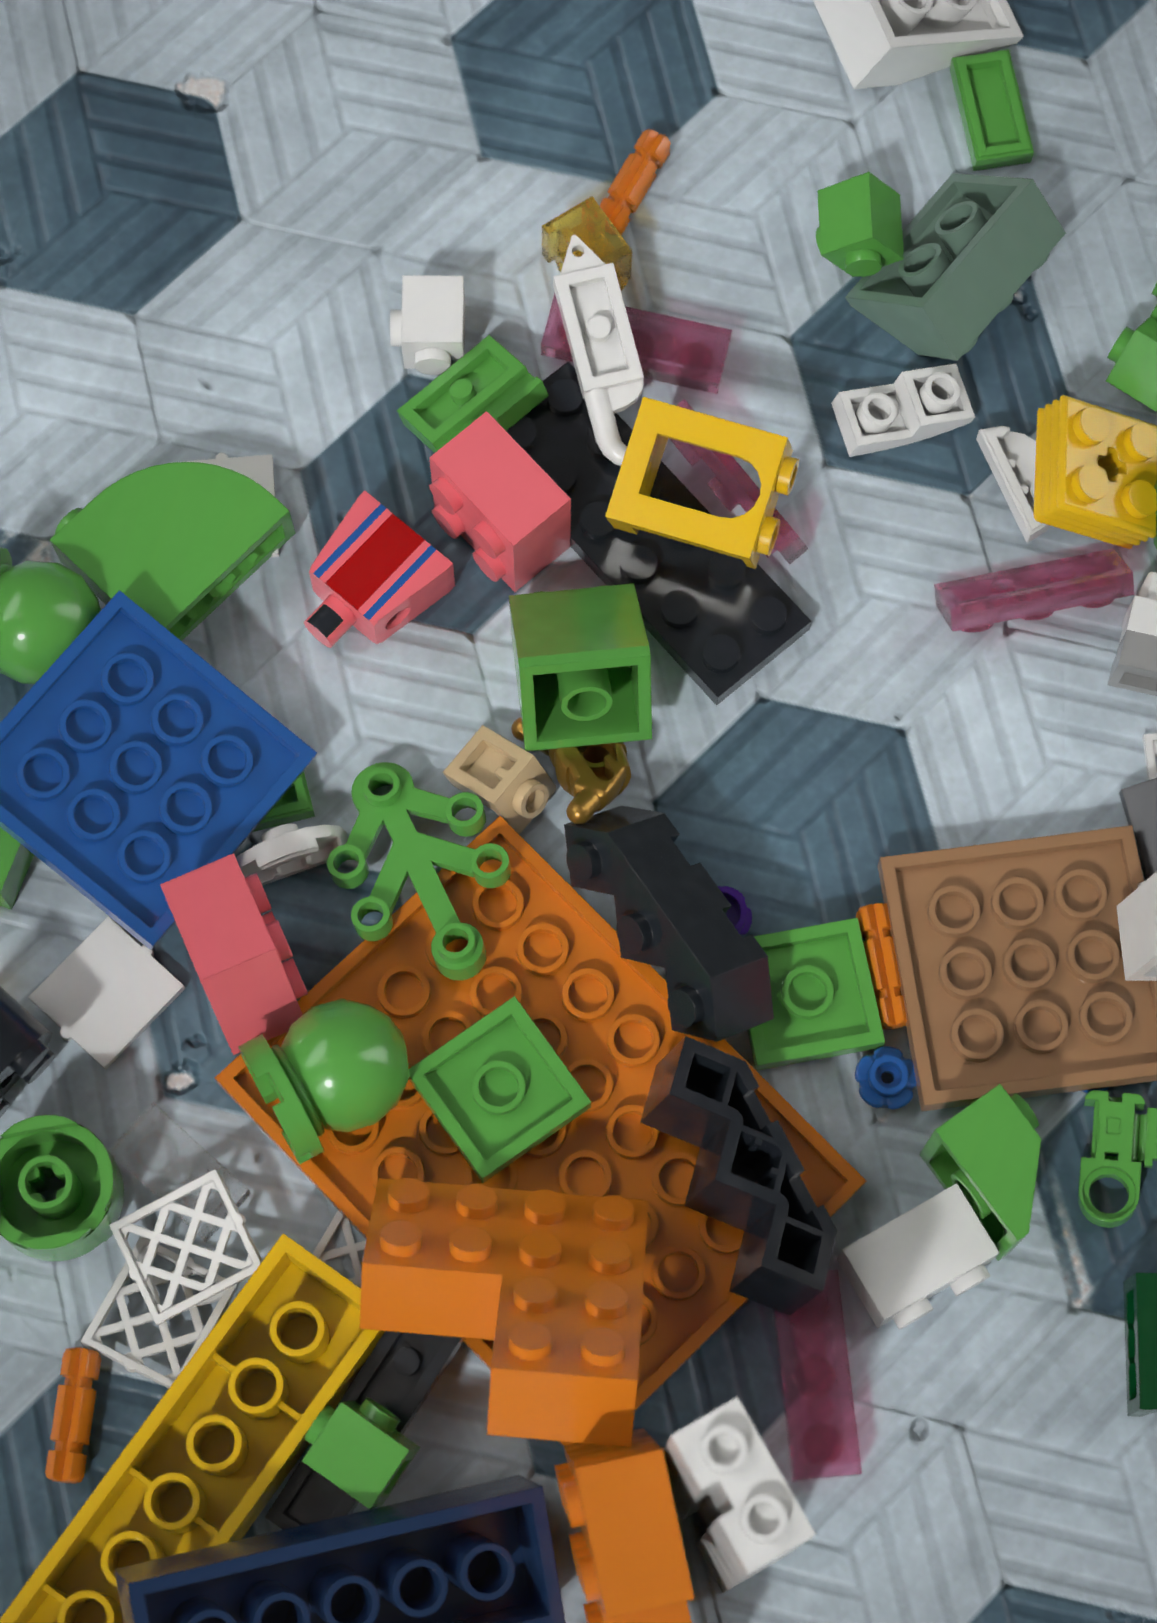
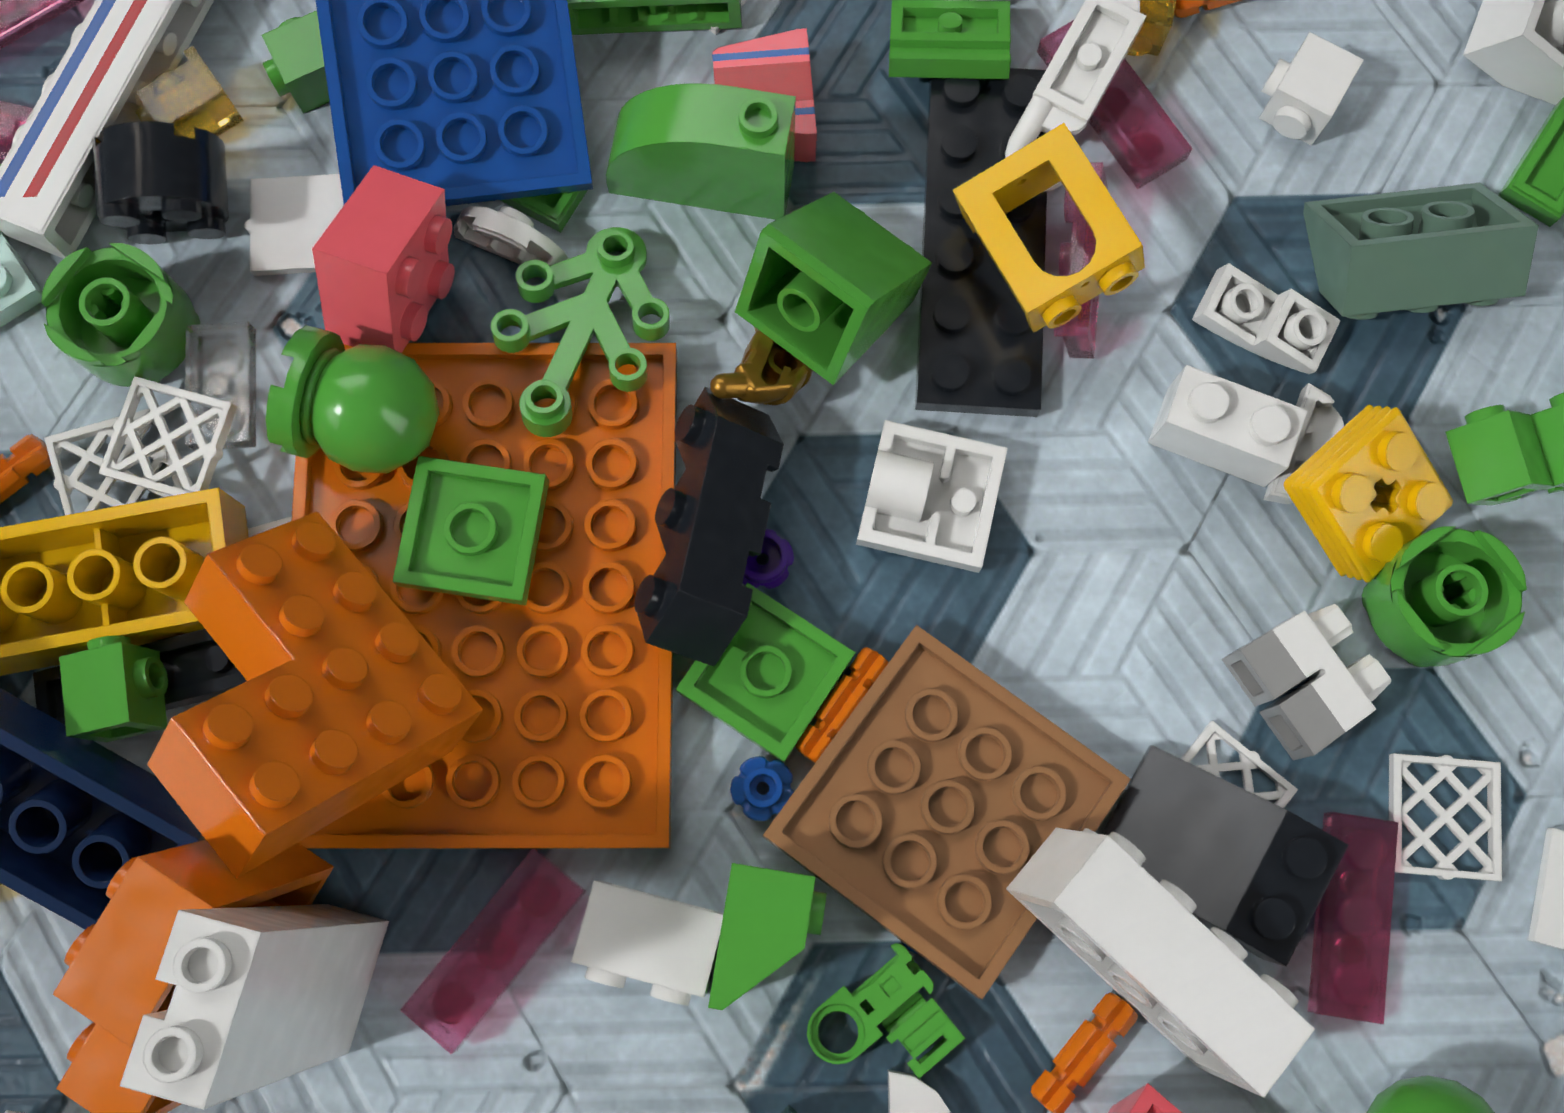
camera: 45 degrees right, 5 degrees up
(383, 650) = (706, 148): none -> bright green brick
(499, 503) = (891, 118): coral brick -> none
(502, 777) = (705, 321): tan bracket -> none
(744, 1174) = (572, 759): black brick -> none
(770, 211) = (1308, 88): none -> white brick
(796, 756) = (932, 496): none -> white plate
(860, 225) = (1368, 154): bright green brick -> none
(954, 513) = (1227, 426): none -> white brick
(1034, 590) = (1233, 539): clear pink plate -> none

